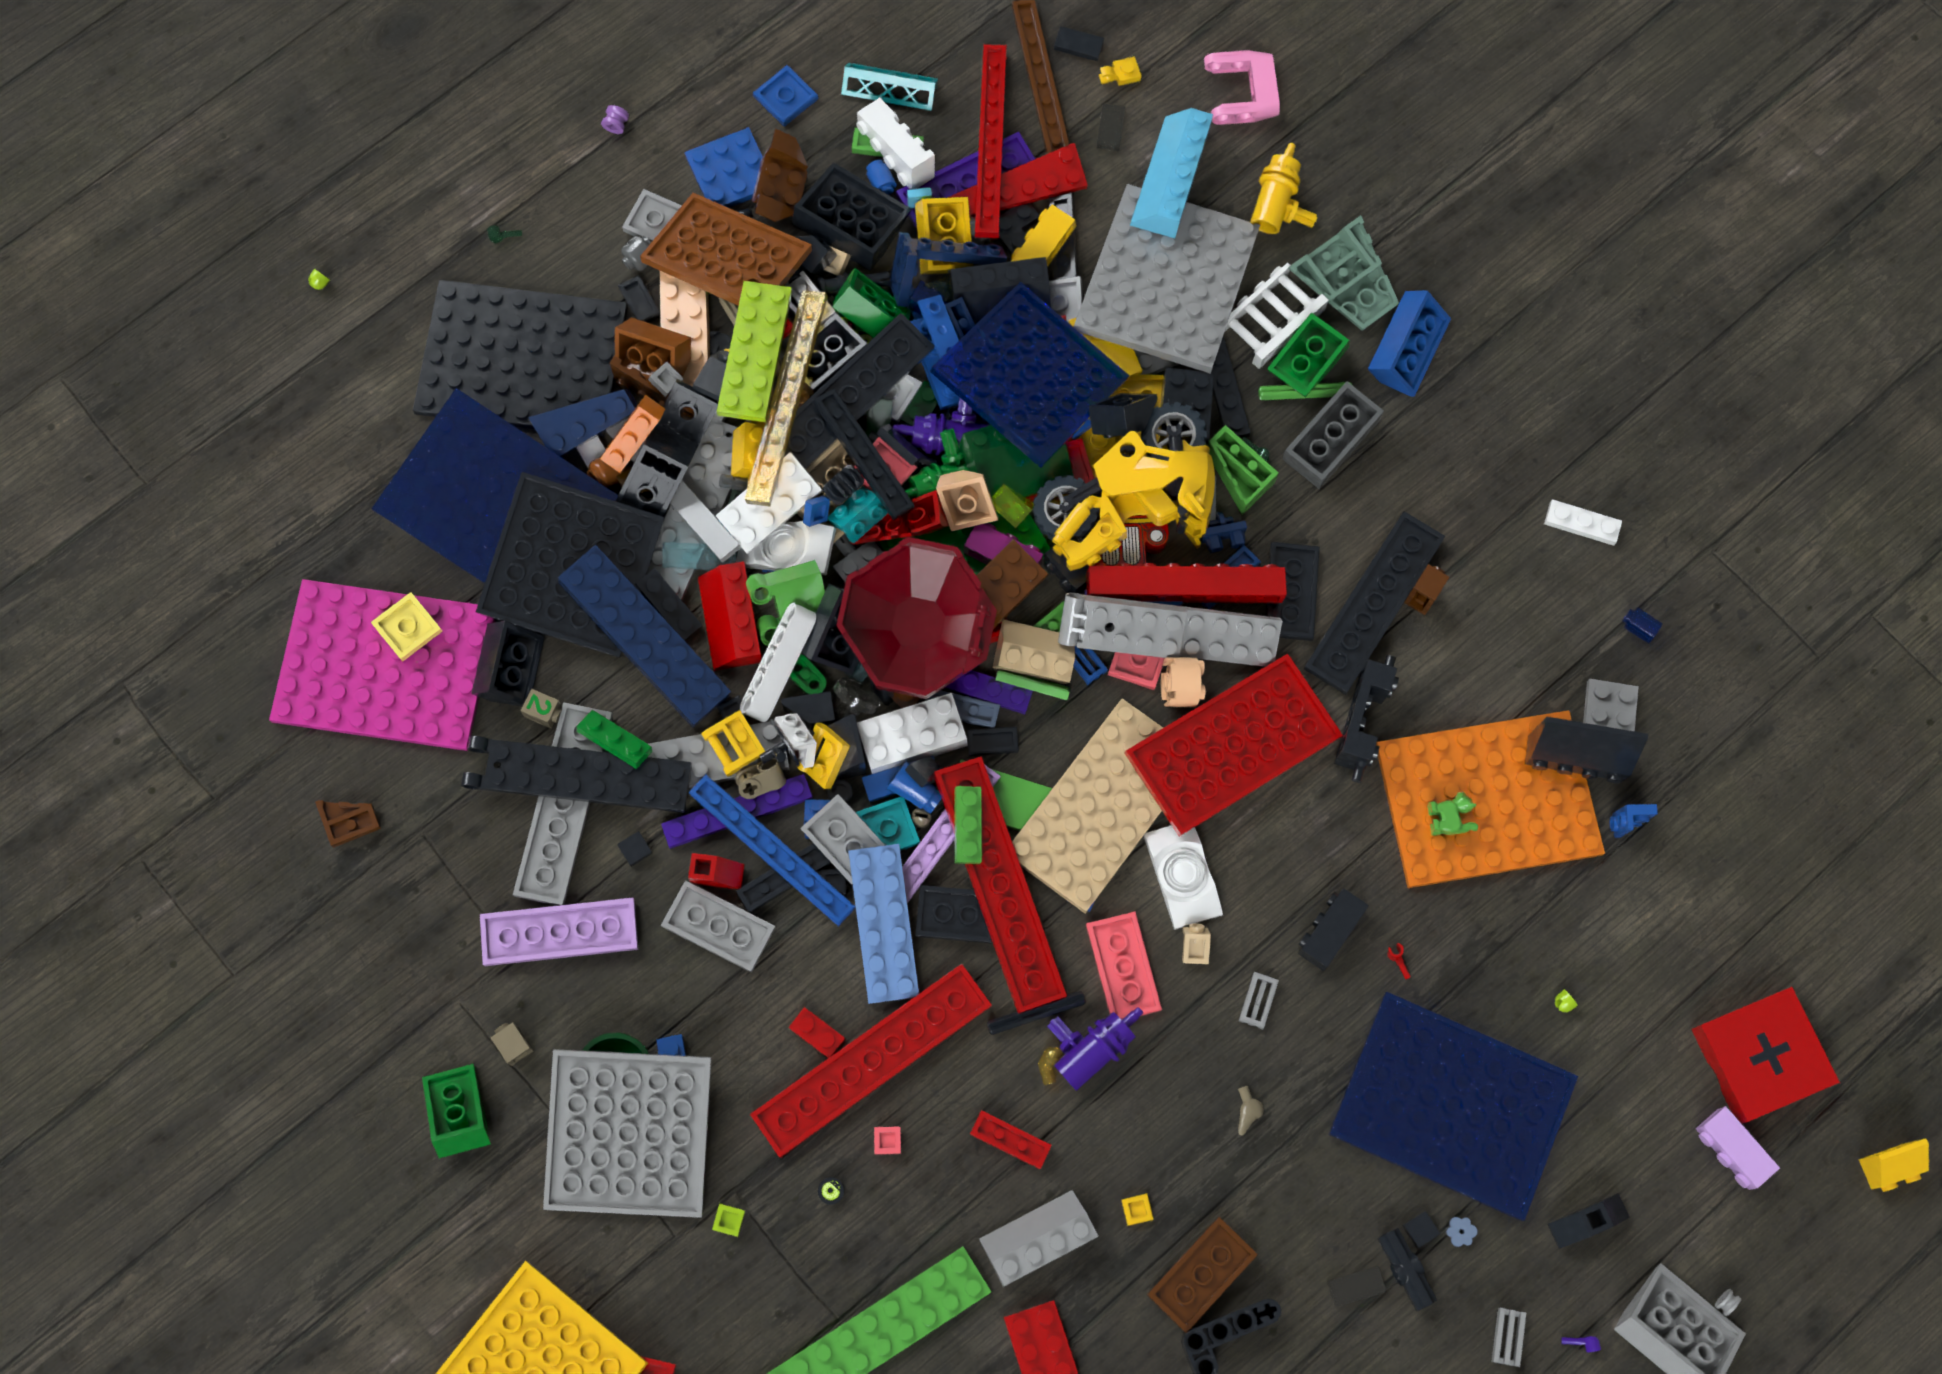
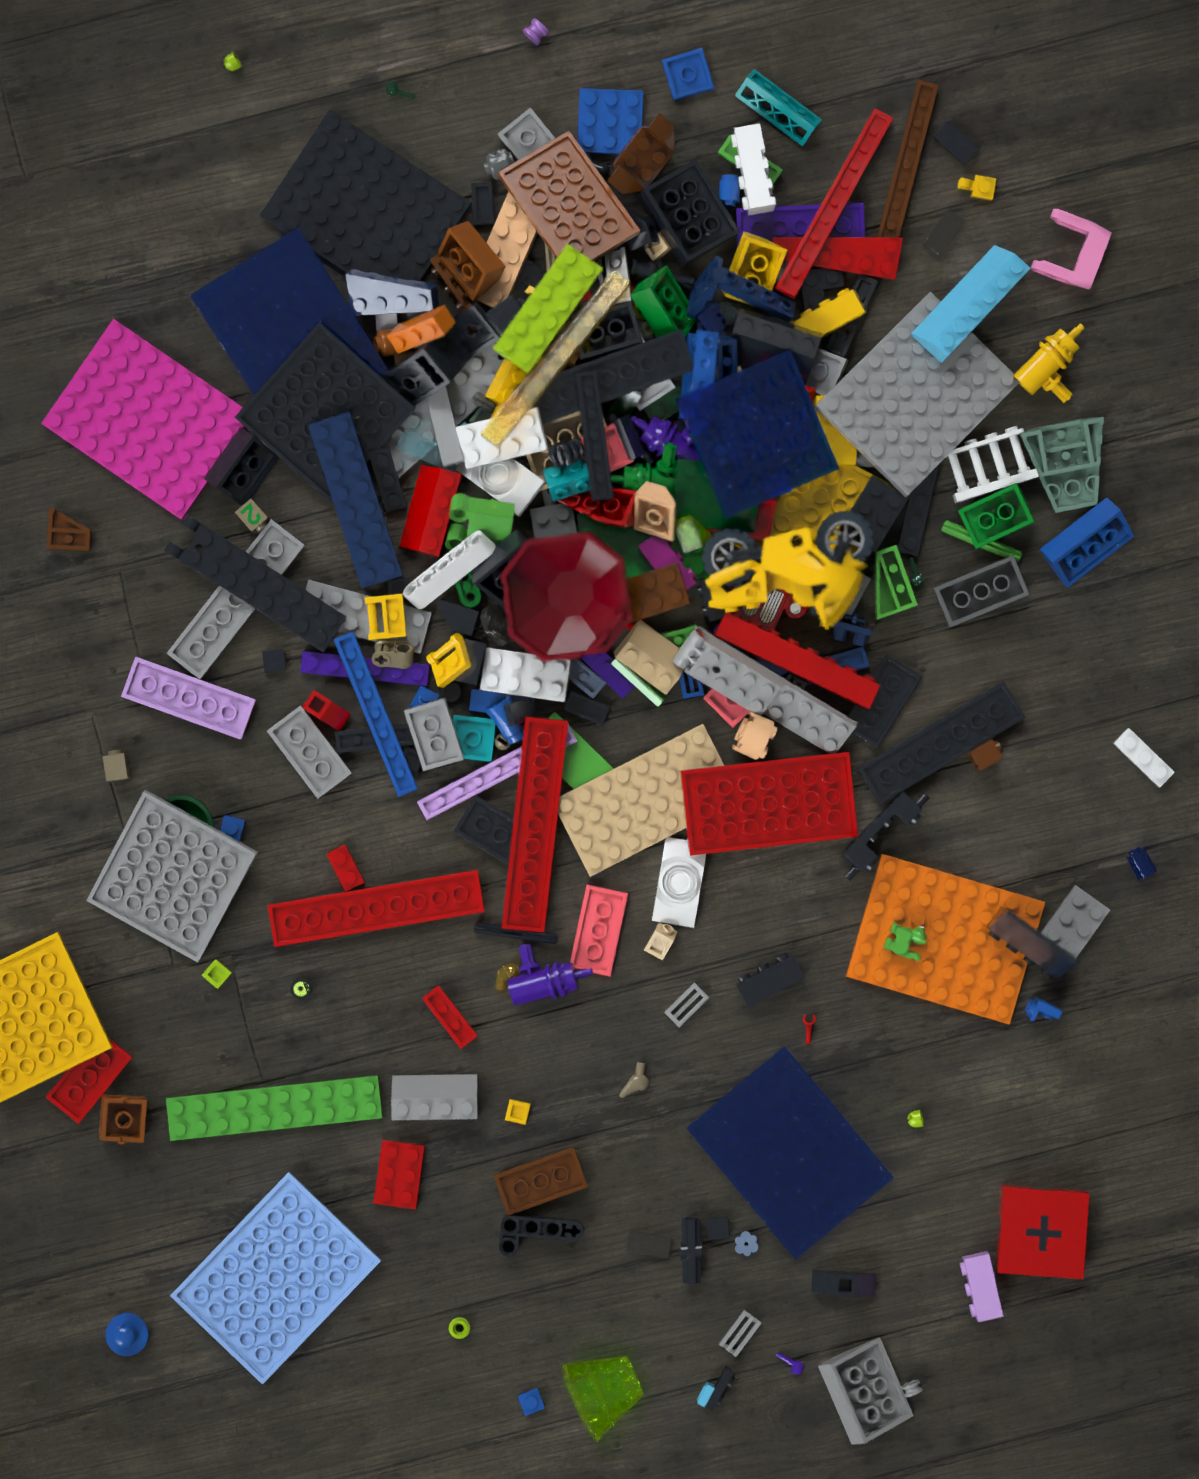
camera: 30 degrees right, 15 degrees up
(406, 626) = (176, 401): light yellow plate -> none
(455, 1111) = (54, 796): green slope -> none
(614, 739) = (295, 570): green plate -> none
(665, 378) = (468, 293): light grey plate -> none
(779, 749) = (415, 640): black shield -> none
(798, 738) = (434, 638): white bracket -> none
(816, 511) = (535, 463): blue plate -> none
(883, 923) = (433, 811): medium blue plate -> none
(887, 1140) = (359, 973): coral plate -> none
(916, 195) = (750, 227): medium azure tile -> none
(968, 825) = (531, 770): bright green plate -> none
(1121, 414) = (813, 503): black slope -> none
(1896, 1164) = (1092, 1355): yellow slope -> none

